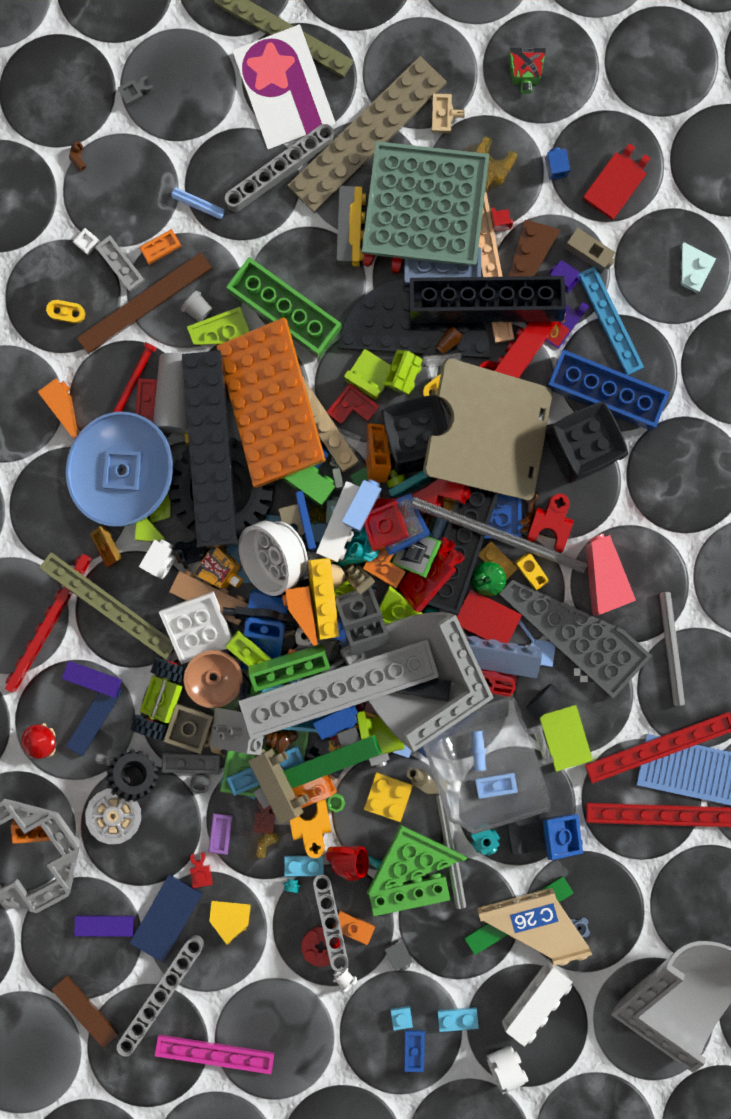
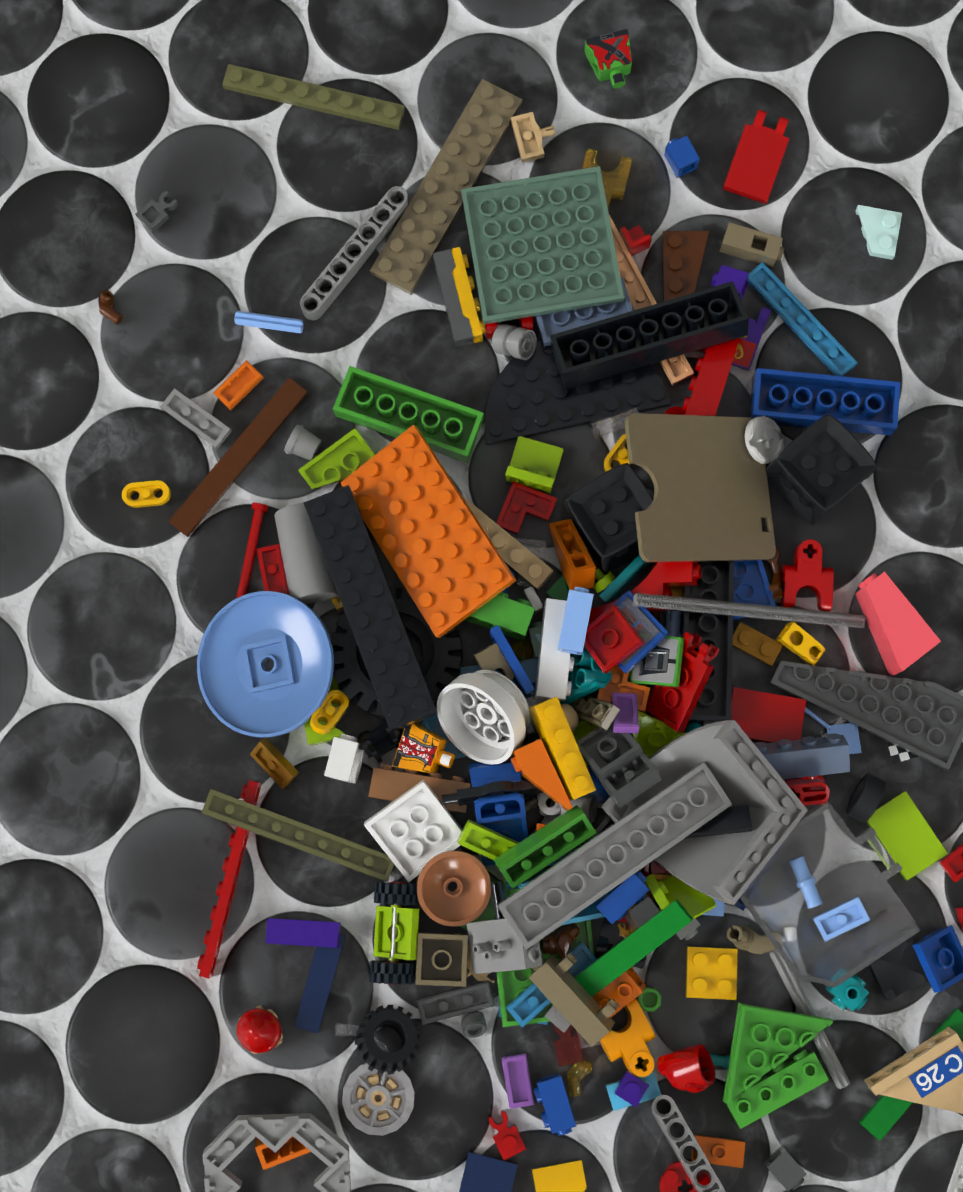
camera: 10 degrees left, 5 degrees down
(61, 404) = (170, 604): orange slope -> none
(86, 241) = (147, 404): white tile -> none
(156, 520) = (328, 713): none -> yellow plate
(243, 859) = (556, 1104): none -> blue brick
(283, 86) = (331, 158): sticker -> none
(291, 886) = (625, 1120): teal plate -> none
(302, 864) = (631, 1088): none -> dark purple plate
(379, 589) = (627, 718): none -> medium lavender tile
(382, 274) = (514, 341): none -> light grey wheel
(403, 372) = (574, 450): lime brick -> none
(449, 340) = (617, 396): reddish brown cone -> none
(494, 577) = (758, 662): green hair -> none
(550, 406) = (763, 439): none -> white tile

